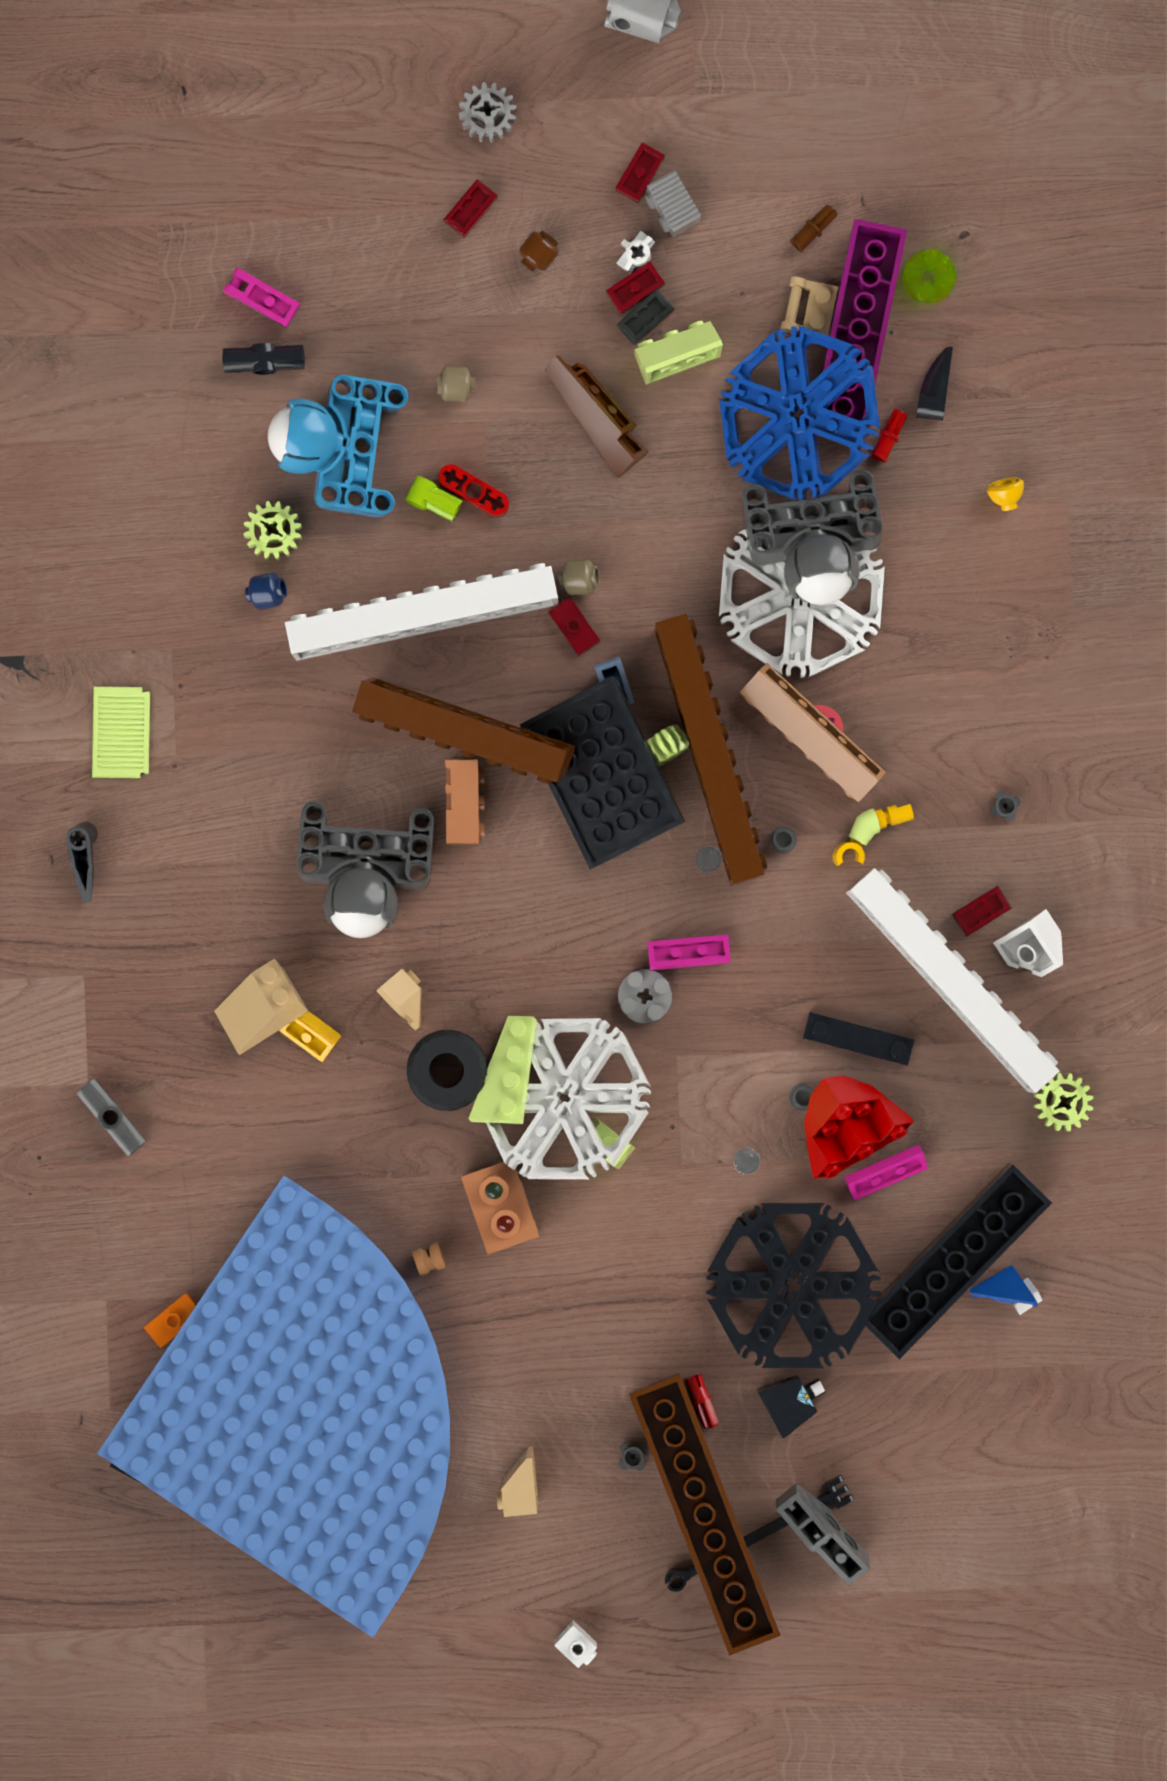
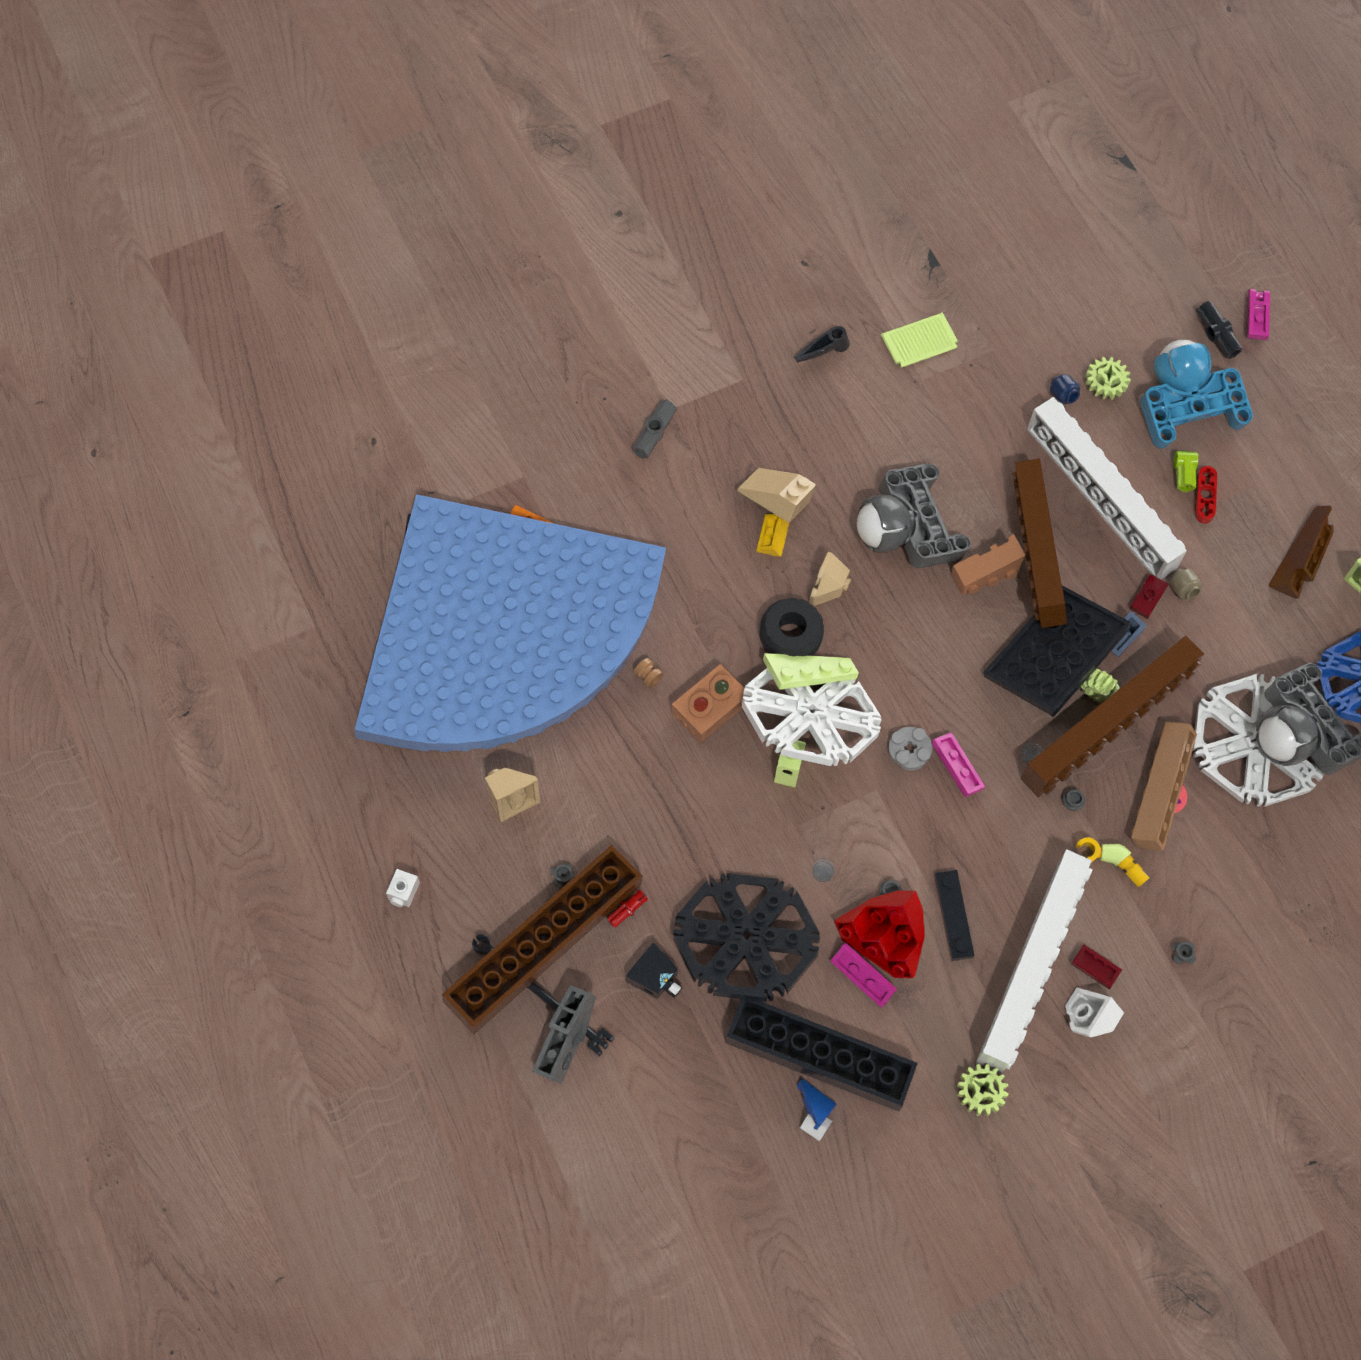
camera: 65 degrees right, 20 degrees down
(455, 384) = (1272, 452): dark tan head -> none

